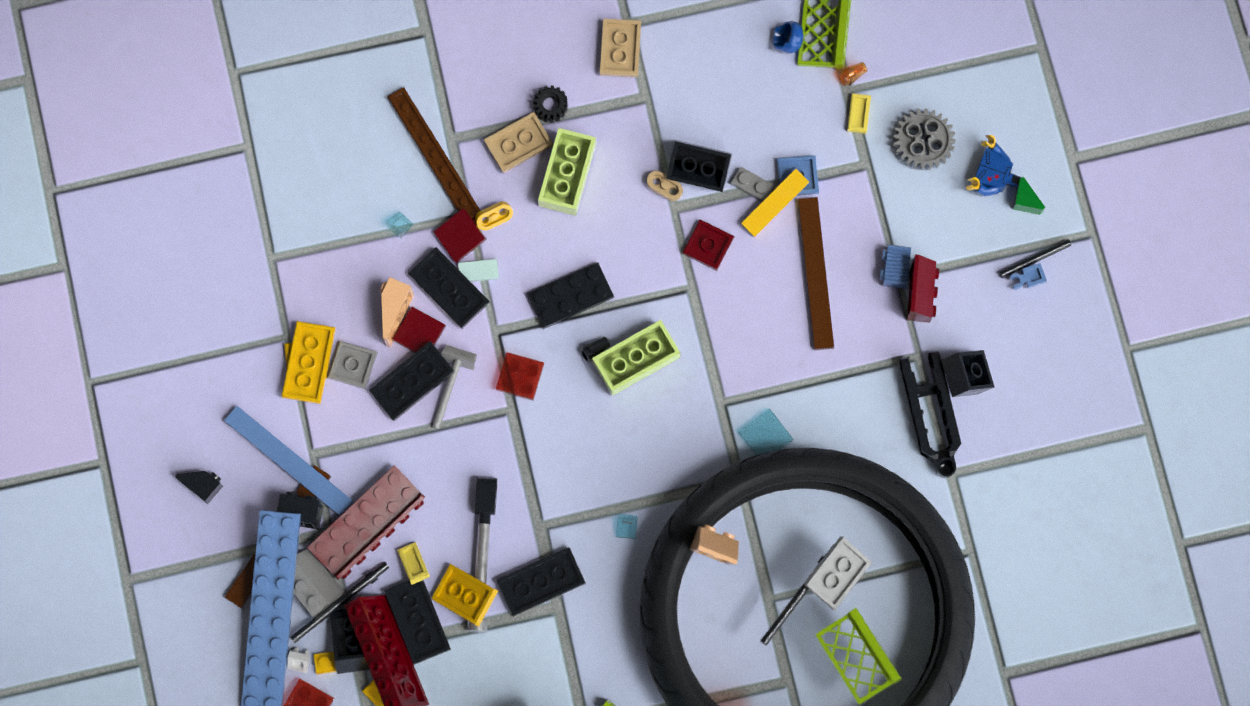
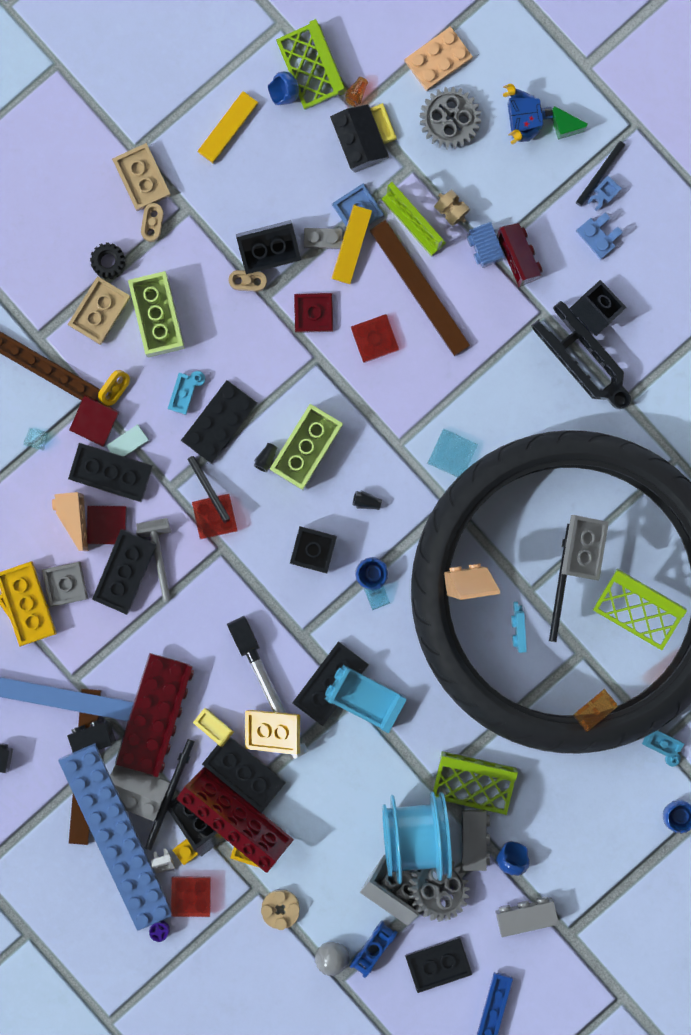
camera: 30 degrees left, 10 degrees up
(528, 349) = (208, 488): none -> black bar
(554, 251) = (184, 391): none -> medium azure hinge
(565, 610) = (365, 698): none -> medium azure panel
(592, 452) = (313, 549): none -> black brick
(607, 92) = (152, 223): none -> tan plate
(633, 502) = (371, 573): none -> blue hair
(664, 435) = (364, 500): none -> black cone
(720, 45) = (227, 127): none -> yellow tile
(740, 607) = (518, 622): none -> medium azure hinge
(751, 296) = (374, 338): none -> clear red plate
(833, 113) = (359, 137): none -> black slope
(842, 210) = (412, 220): none -> lime fence
(883, 217) = (452, 208): none -> tan wheel
(941, 83) = (438, 58): none -> light nougat plate
(1000, 313) = (596, 238): none -> medium blue plate

